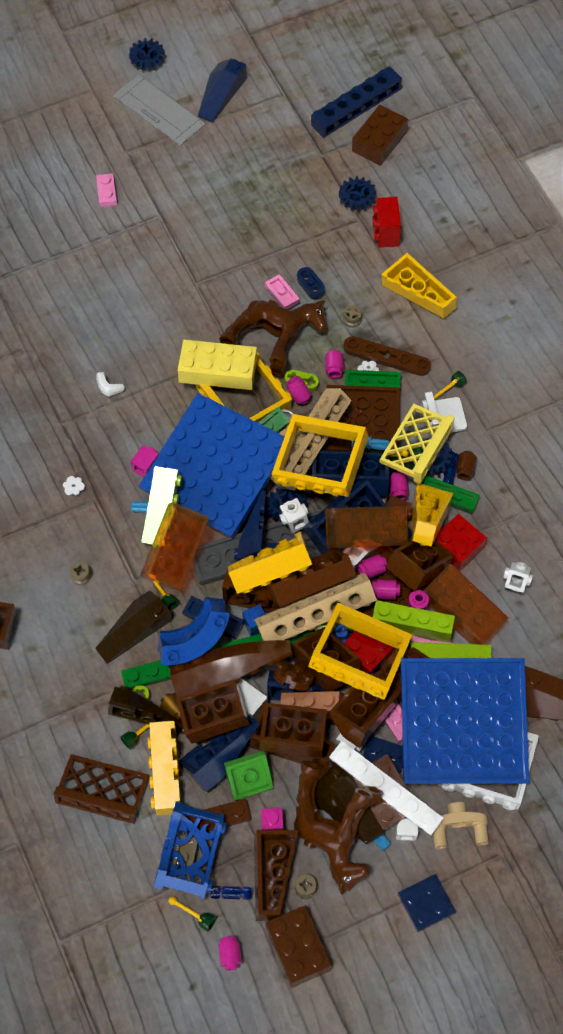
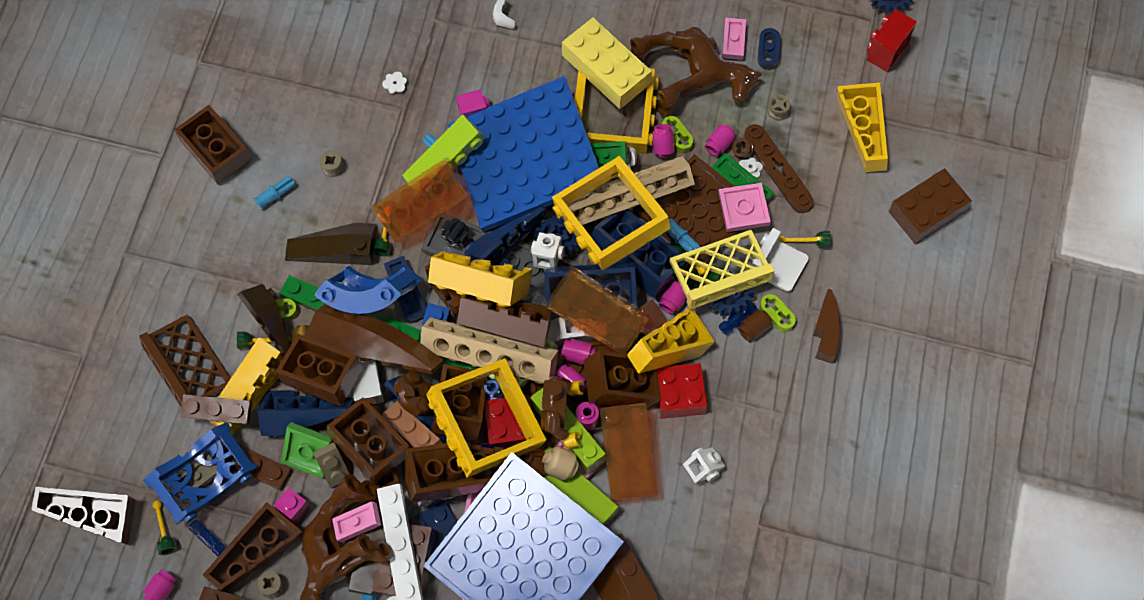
camera: 40 degrees right, 5 degrees up
(56, 623) = (274, 192): none -> dark azure axle
(131, 942) = (93, 511): none -> wedge
(160, 797) = (216, 409): none -> plate
(216, 551) = (455, 232): none -> black gear
(276, 770) = (331, 464): none -> dark tan plate
(332, 791) = (356, 521): none -> bright pink plate
(357, 354) = (749, 146): none -> reddish brown bush
(392, 394) = (744, 207): none -> bright pink plate
(402, 608) = (554, 408): none -> reddish brown torso
(432, 644) = (560, 463): none -> tan head
(461, 498) = (721, 350): green plate -> none
(472, 445) = (779, 309): none -> lime beam
(505, 310) = (930, 206): none -> reddish brown brick
(513, 432) = (828, 329): none -> reddish brown slope

